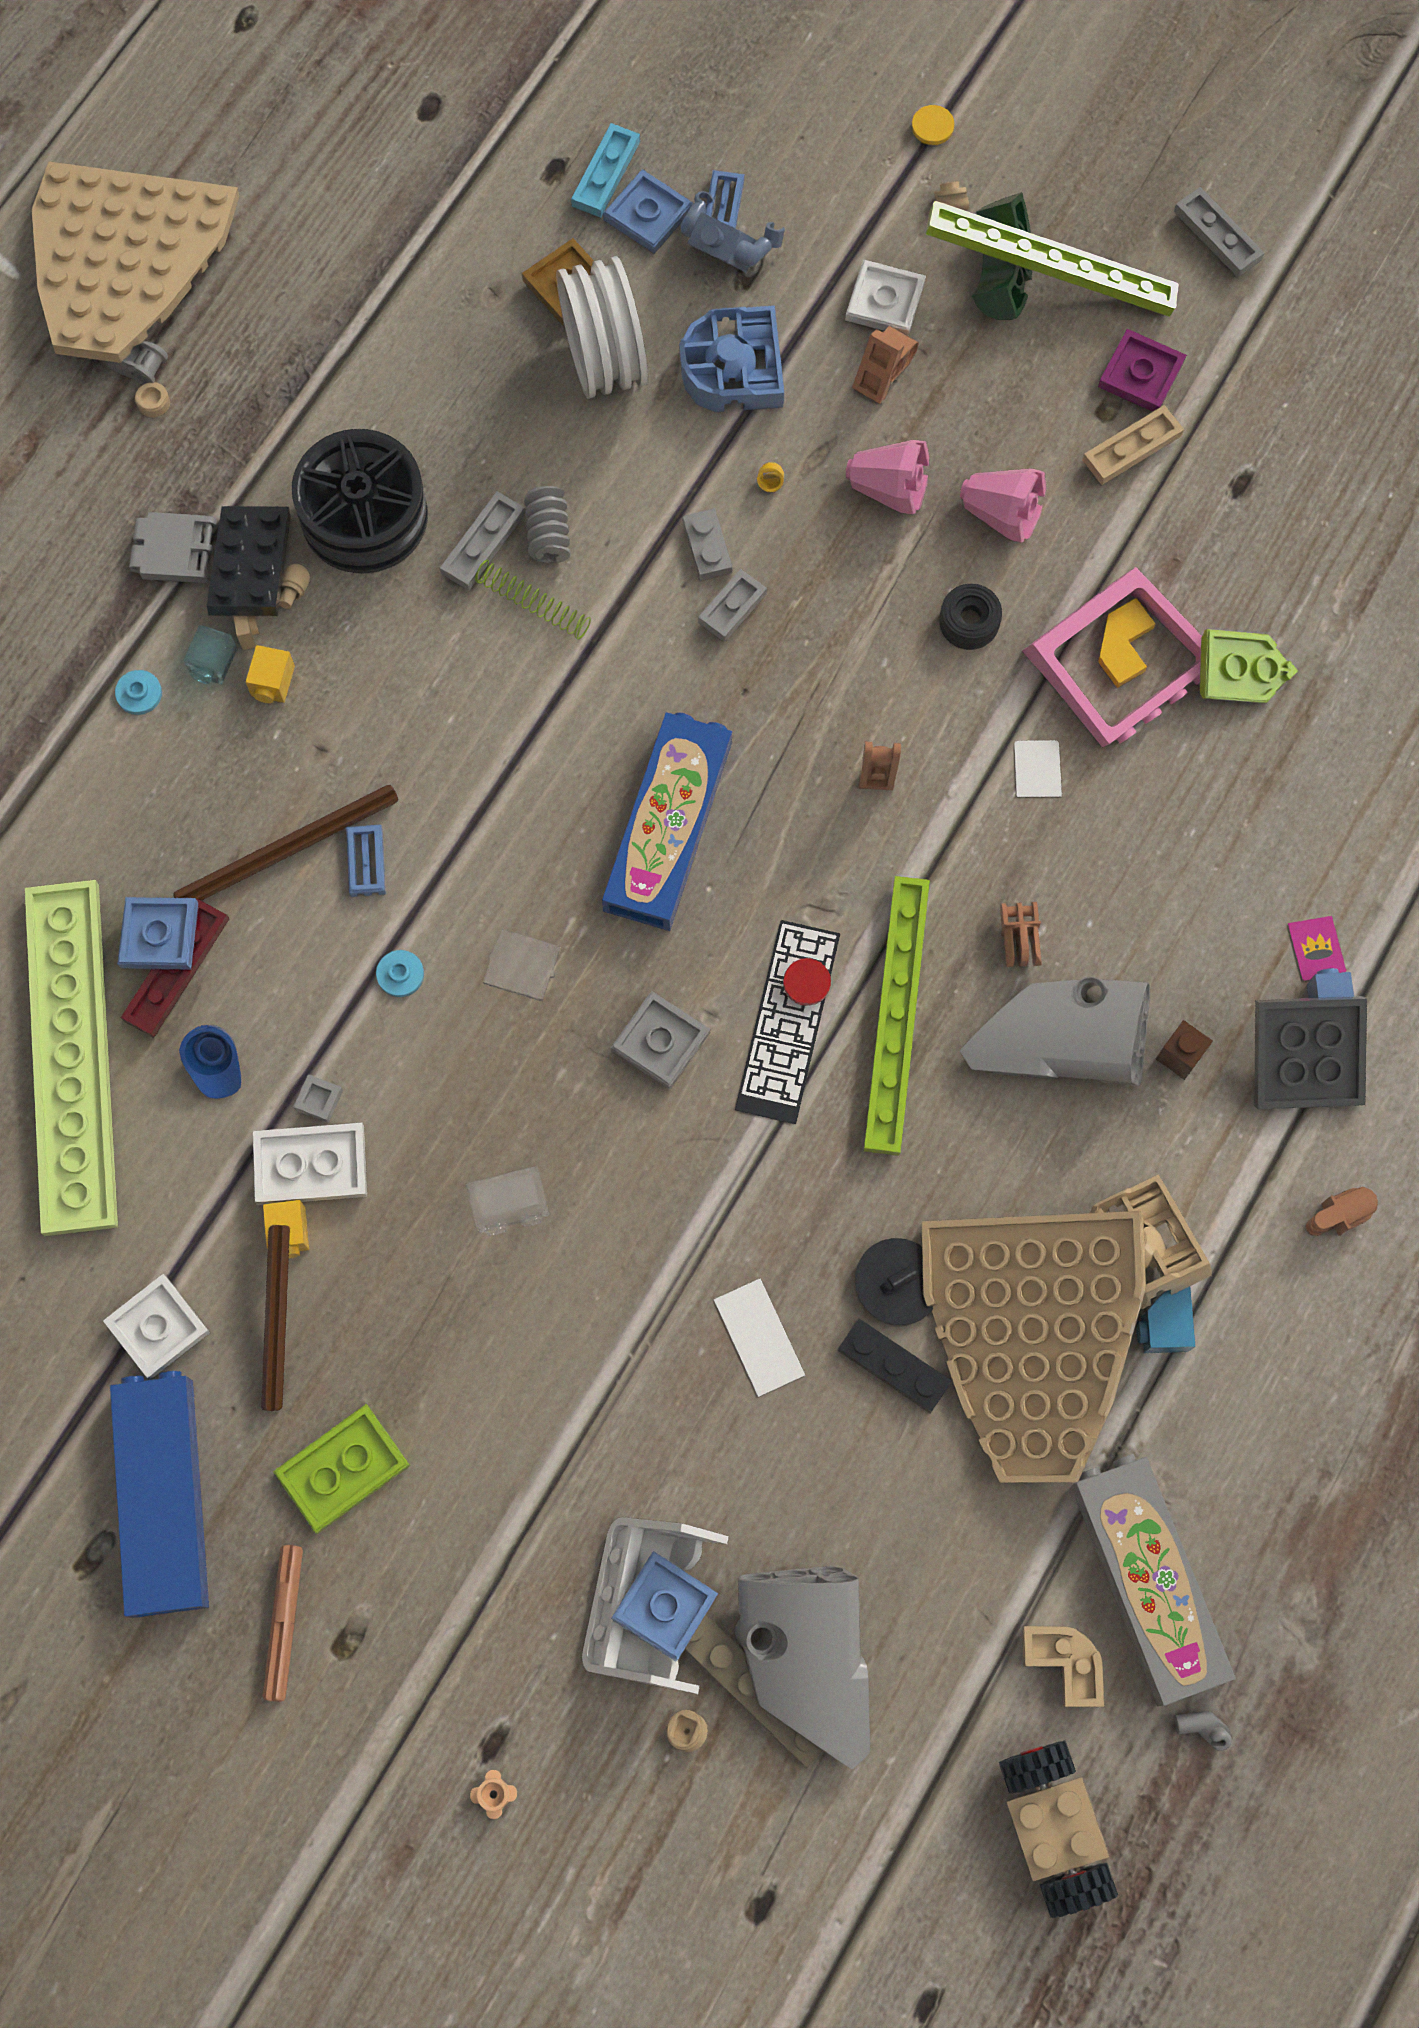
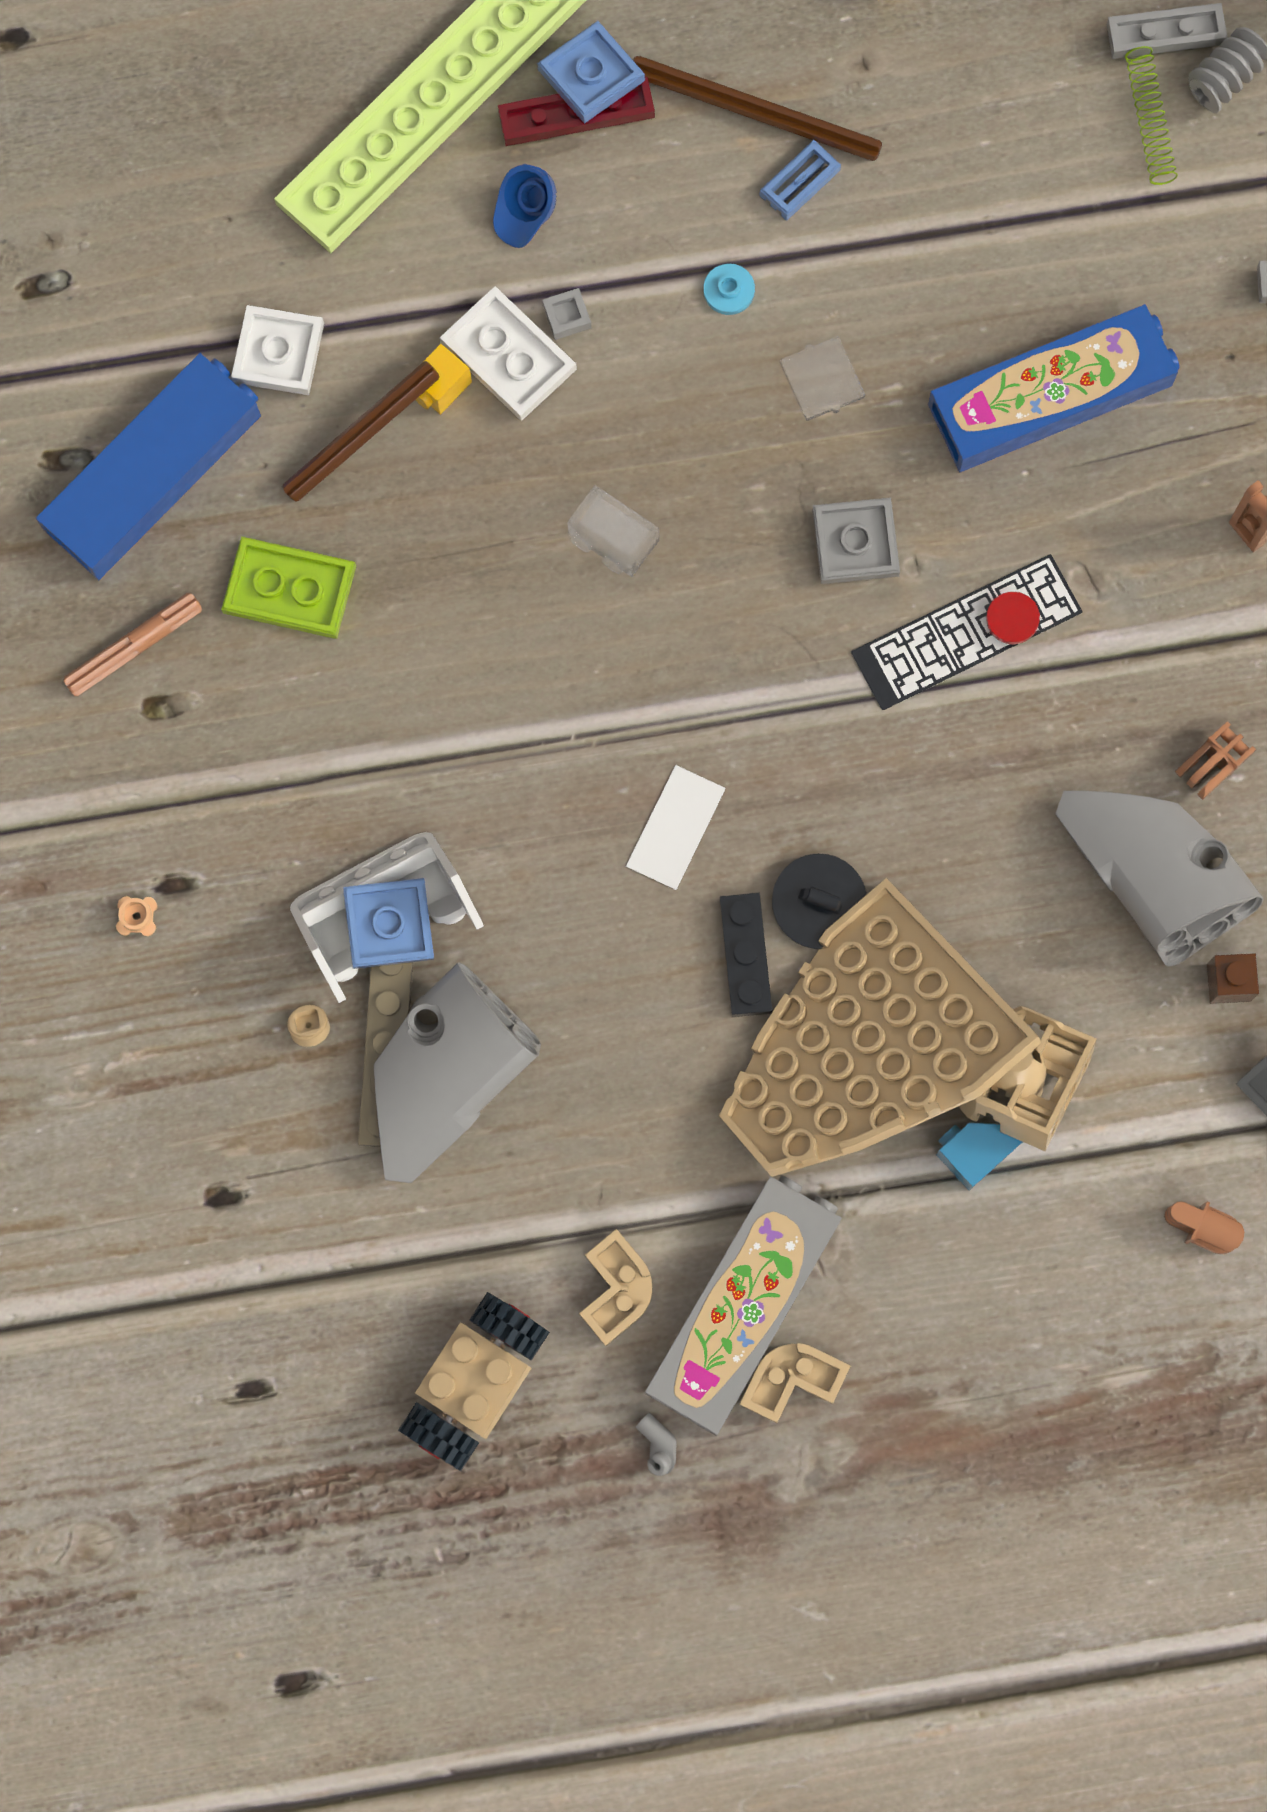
camera: 55 degrees right, 5 degrees up
(896, 1016) = (1050, 714): lime plate -> none
(1221, 1586) = (791, 1367): none -> tan plate

